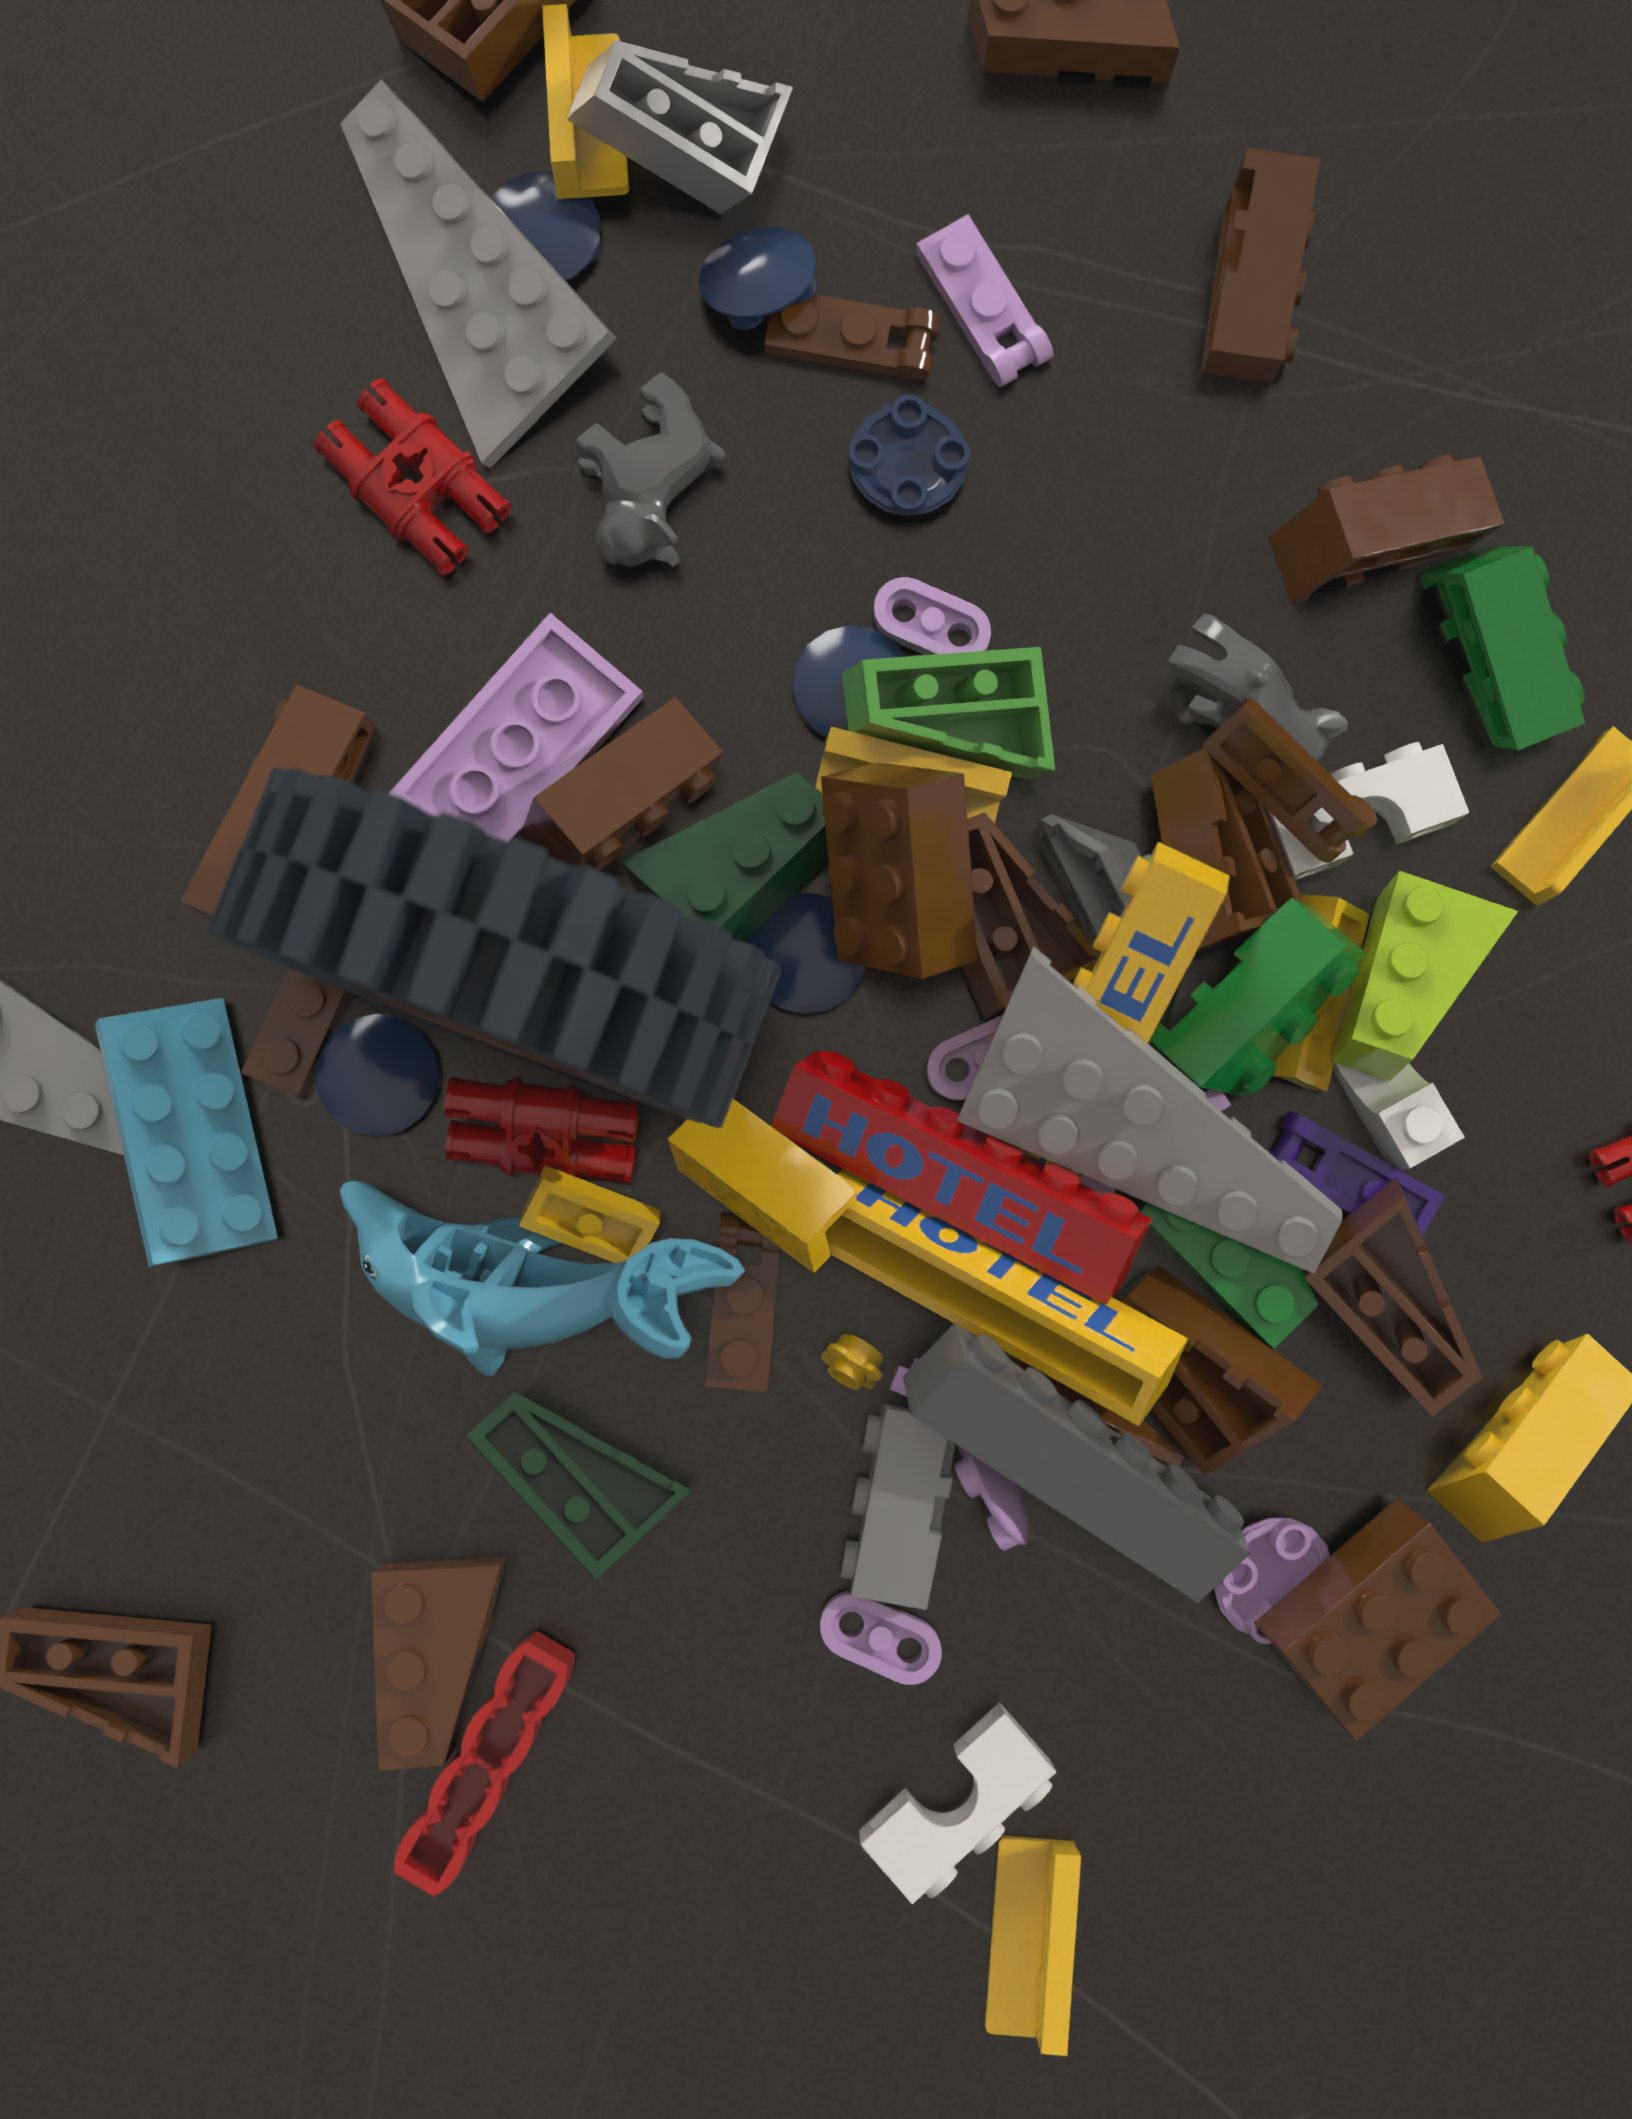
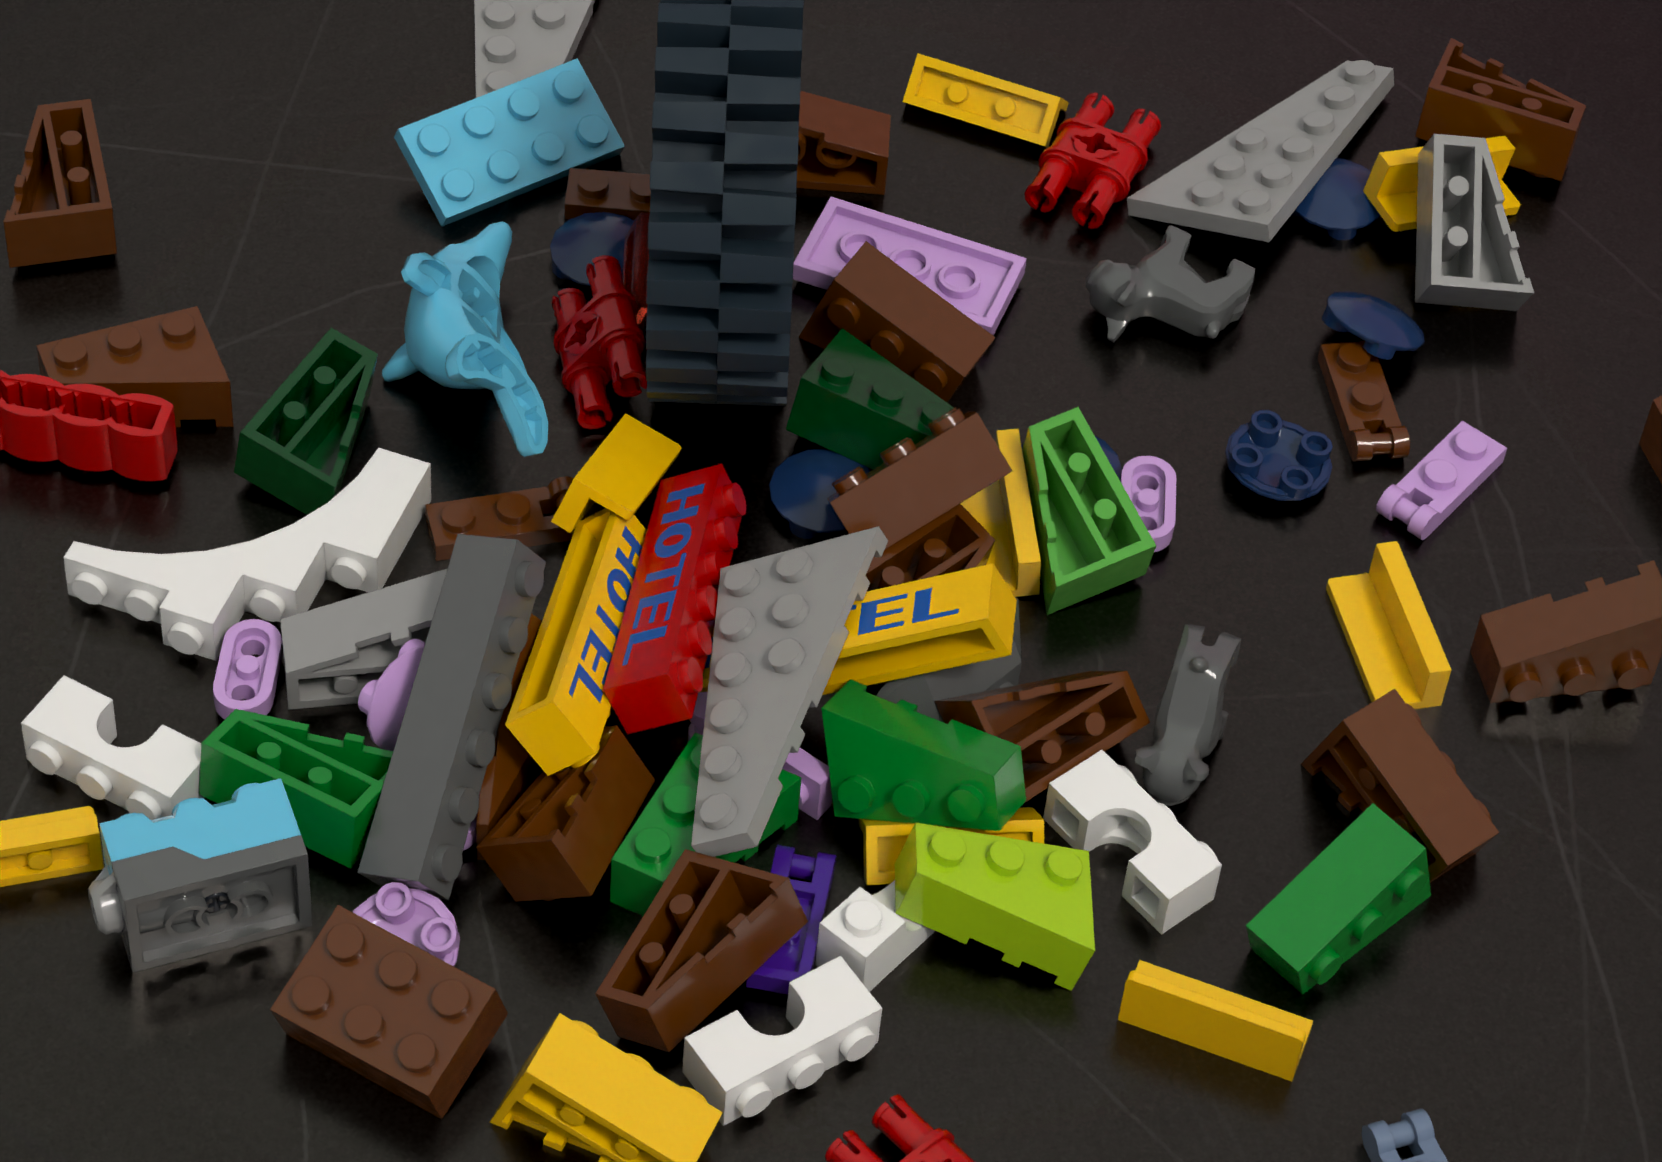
camera: 70 degrees right, 35 degrees down
(273, 558) = (983, 100): none -> yellow panel
(448, 1051) = (636, 265): none -> clear red tile
(588, 1216) = (548, 366): yellow plate -> none
(766, 1573) = (274, 576): none -> white arch
(1067, 1622) = (326, 779): none -> green wedge
(1165, 1765) = (203, 876): none -> dark grey piece
(1171, 446) = (1391, 630): none -> yellow panel
(1289, 781) = (1122, 729): reddish brown plate -> none
(1521, 1289) = (747, 1069): none -> white arch

